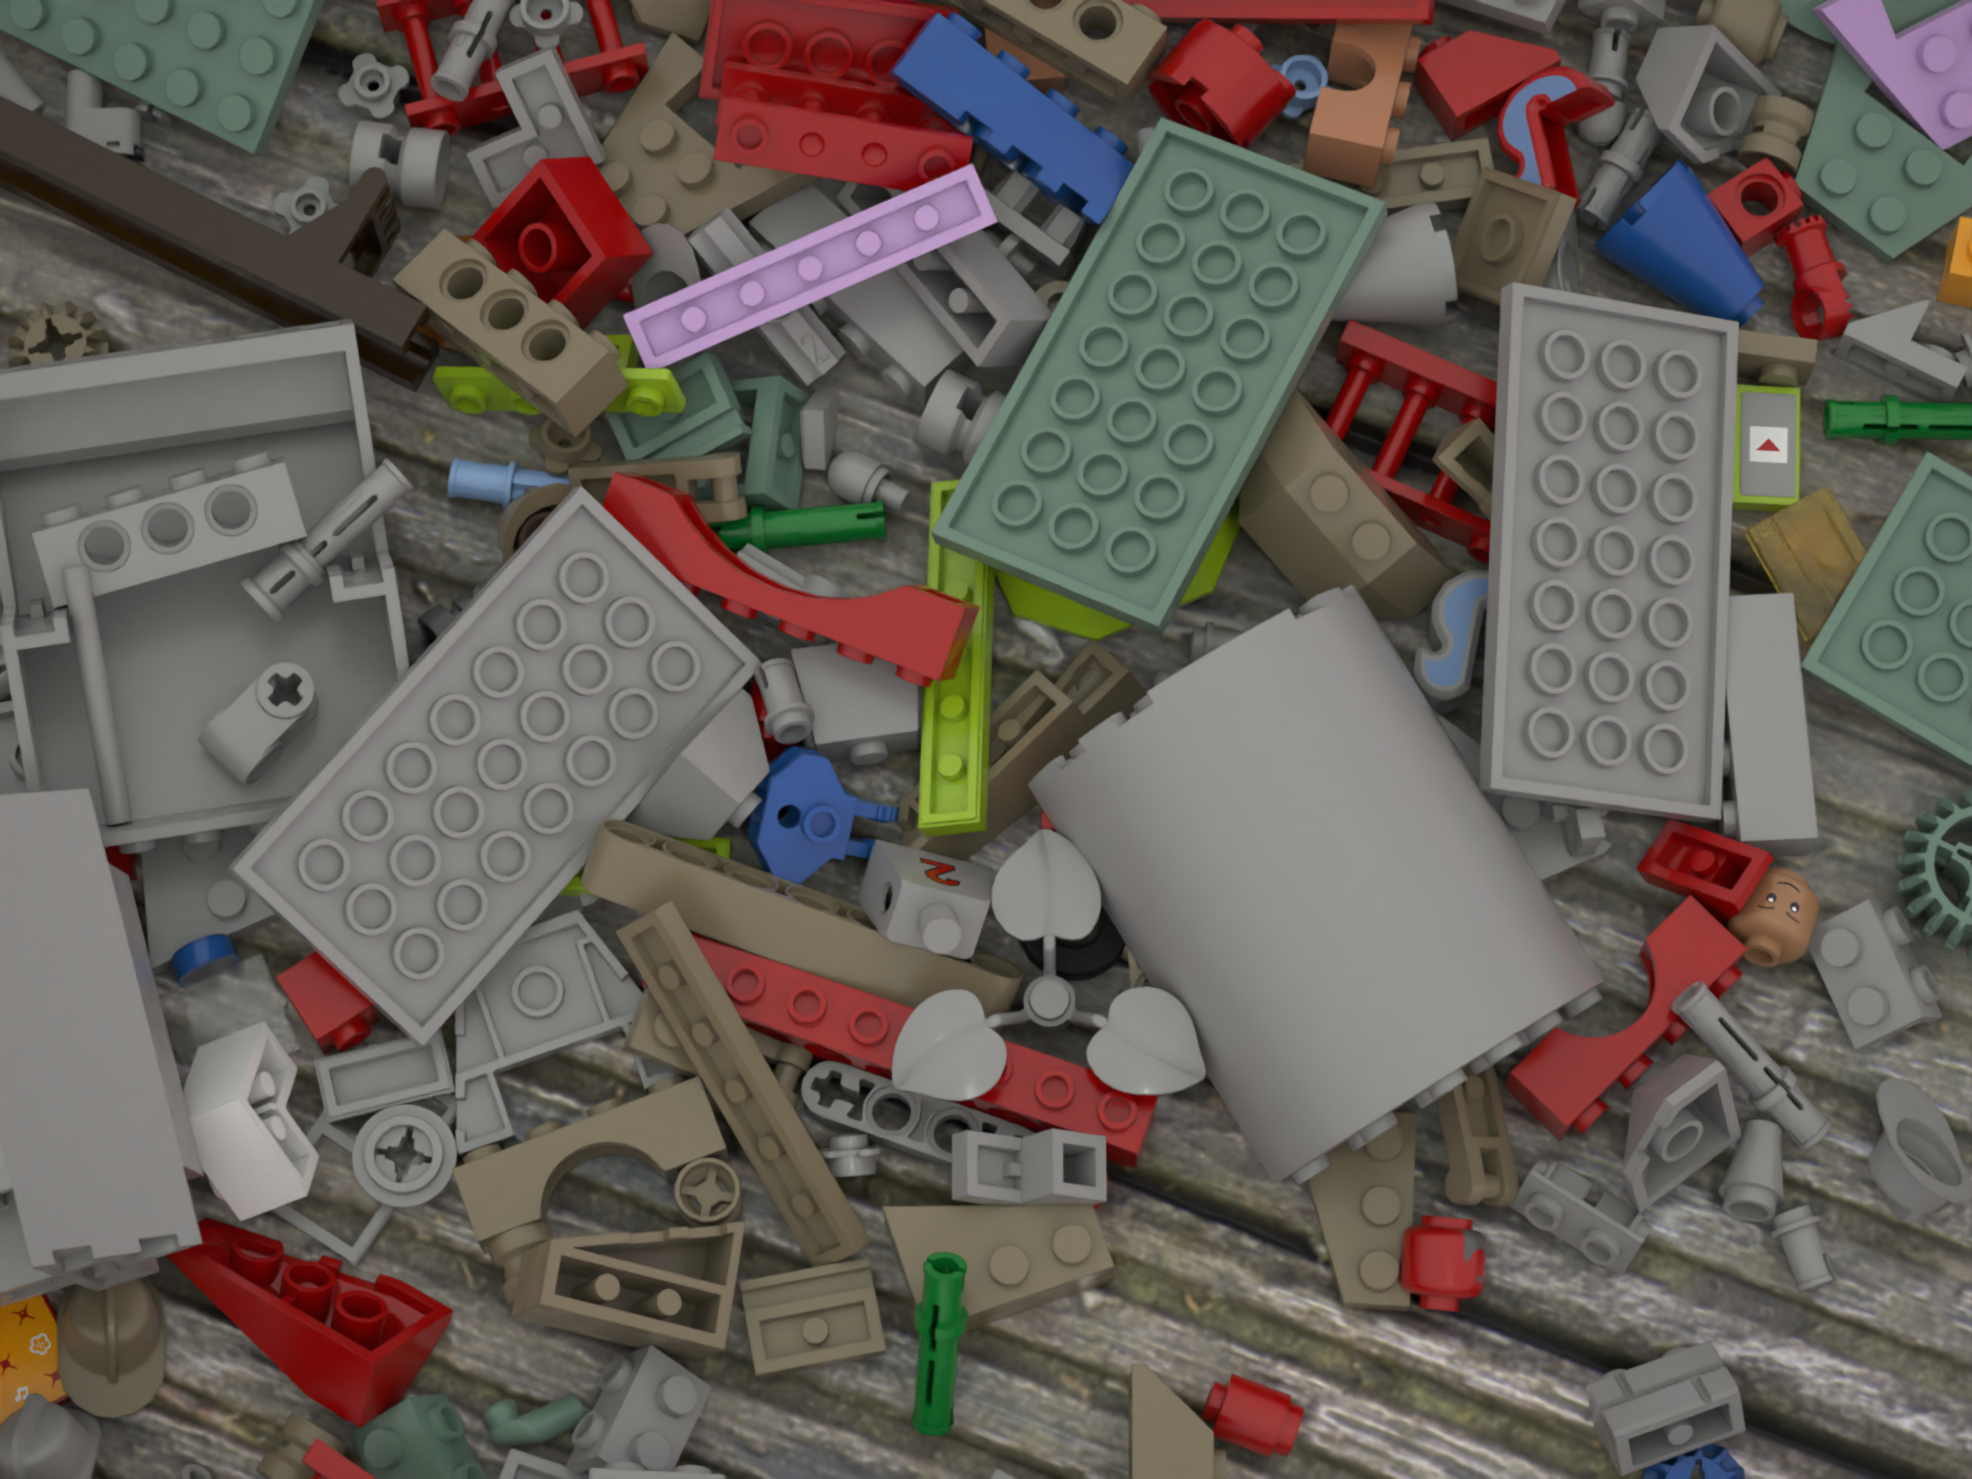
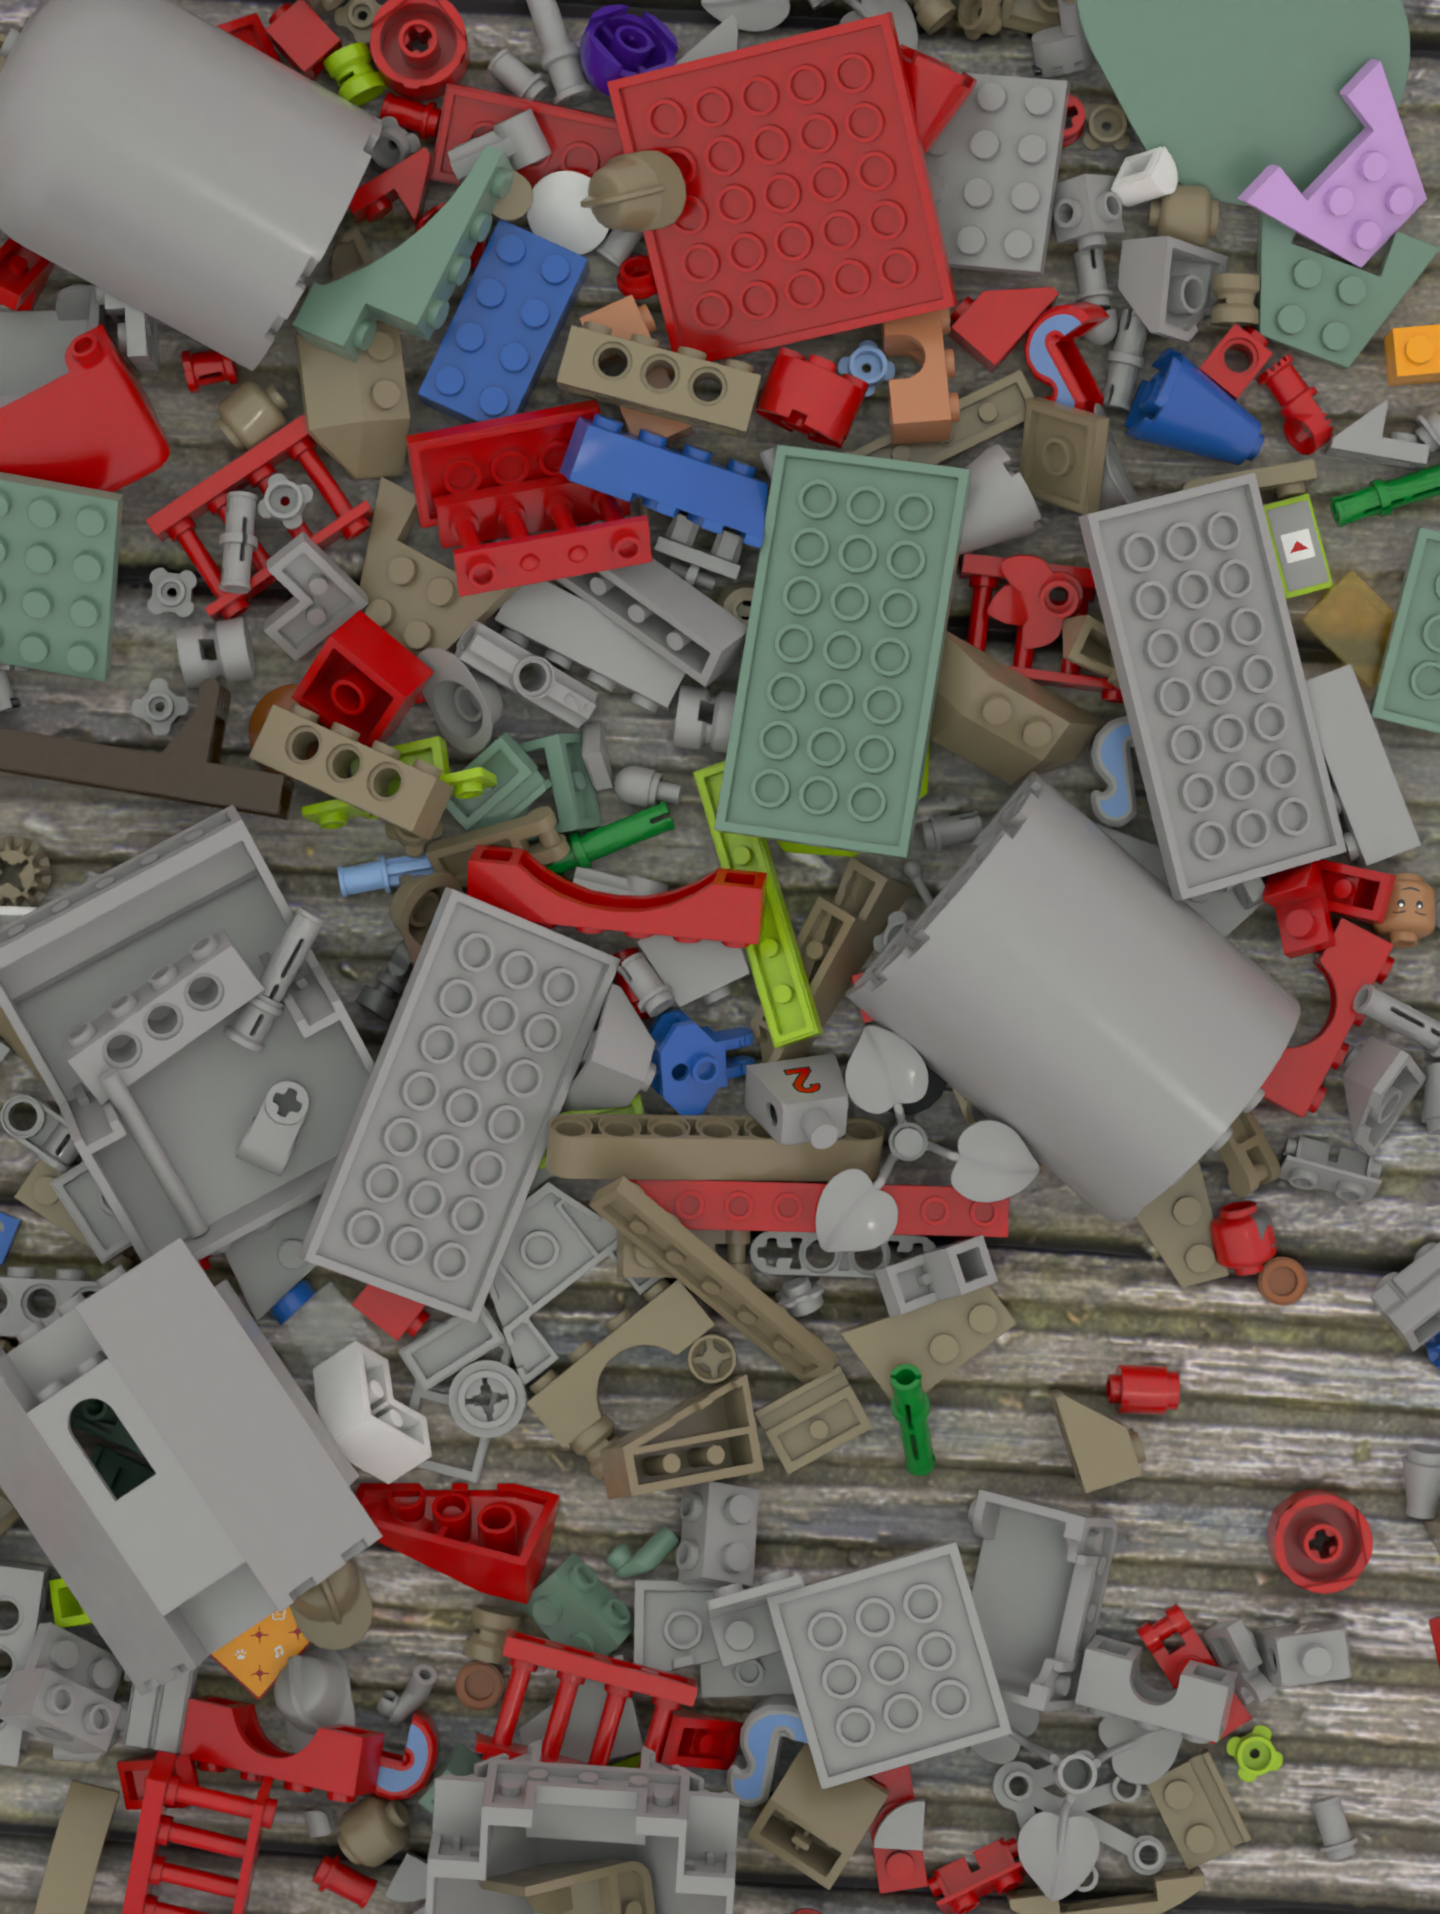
camera: 15 degrees left, 15 degrees up
(810, 268) = (559, 655): lavender plate -> none
(1412, 394) = (1027, 599): none -> red plate
(1476, 1338) = (1281, 1281): none -> dark orange tile
(1641, 870) = (1300, 909): none -> red slope

